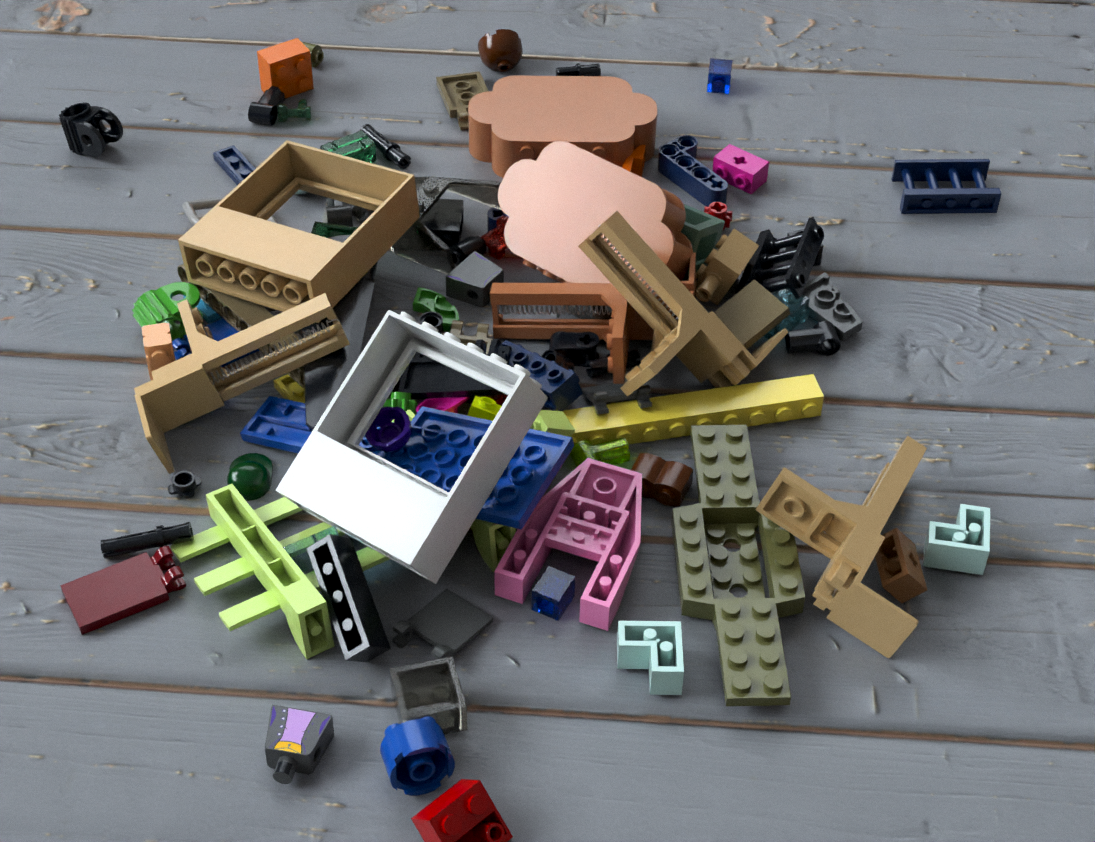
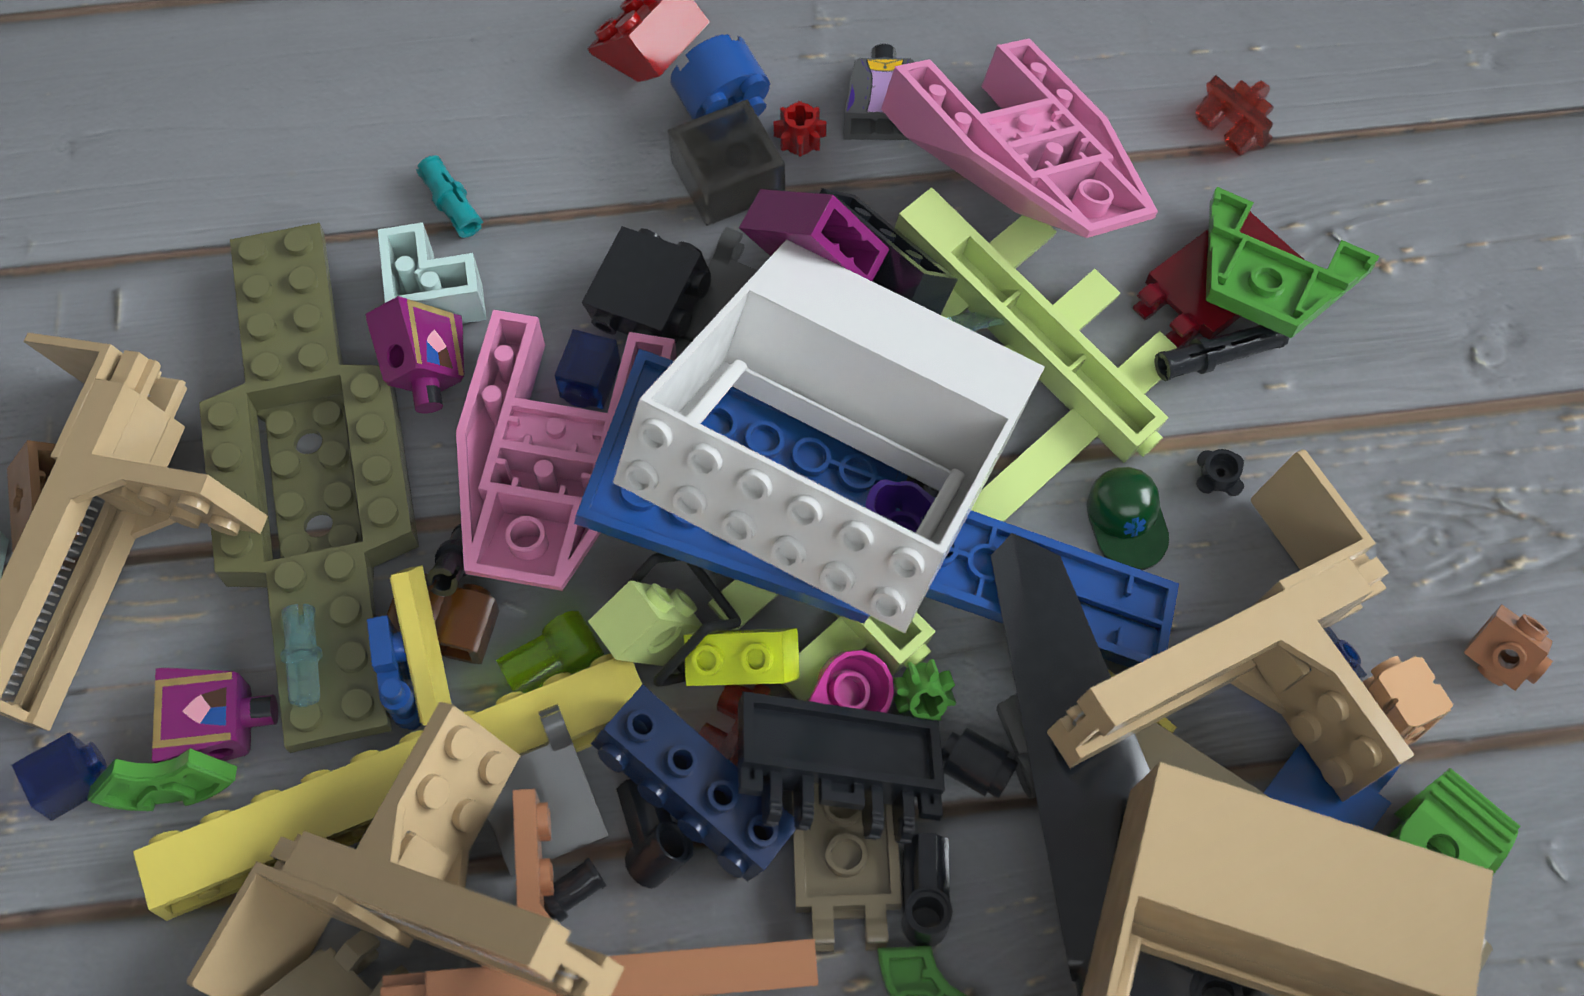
camera: 170 degrees right, 20 degrees up
(40, 687) = (1243, 107): none -> clear red hips
(83, 375) = (1510, 649): none -> nougat brick
(99, 559) = (1268, 282): none -> bright green wing
(202, 620) = (1038, 155): none -> bright pink wedge
(366, 728) = (800, 128): none -> red gear
(391, 585) = (816, 224): none -> magenta brick
(504, 622) = (647, 286): none -> black brick
(575, 347) = (643, 917): black piece -> none
(642, 740) = (449, 196): none -> teal pin
(650, 492) = (448, 565): none -> black pin
(662, 600) = (418, 349): none -> magenta torso
(669, 445) = (420, 640): none -> light yellow tile
(685, 439) = (392, 672): none -> blue plate
(735, 445) = (301, 655): none -> clear light blue axle
(793, 450) = (206, 713): none -> magenta torso
(812, 430) = (140, 786): none -> bright green tile
(870, 443) = (59, 775): none -> clear blue brick

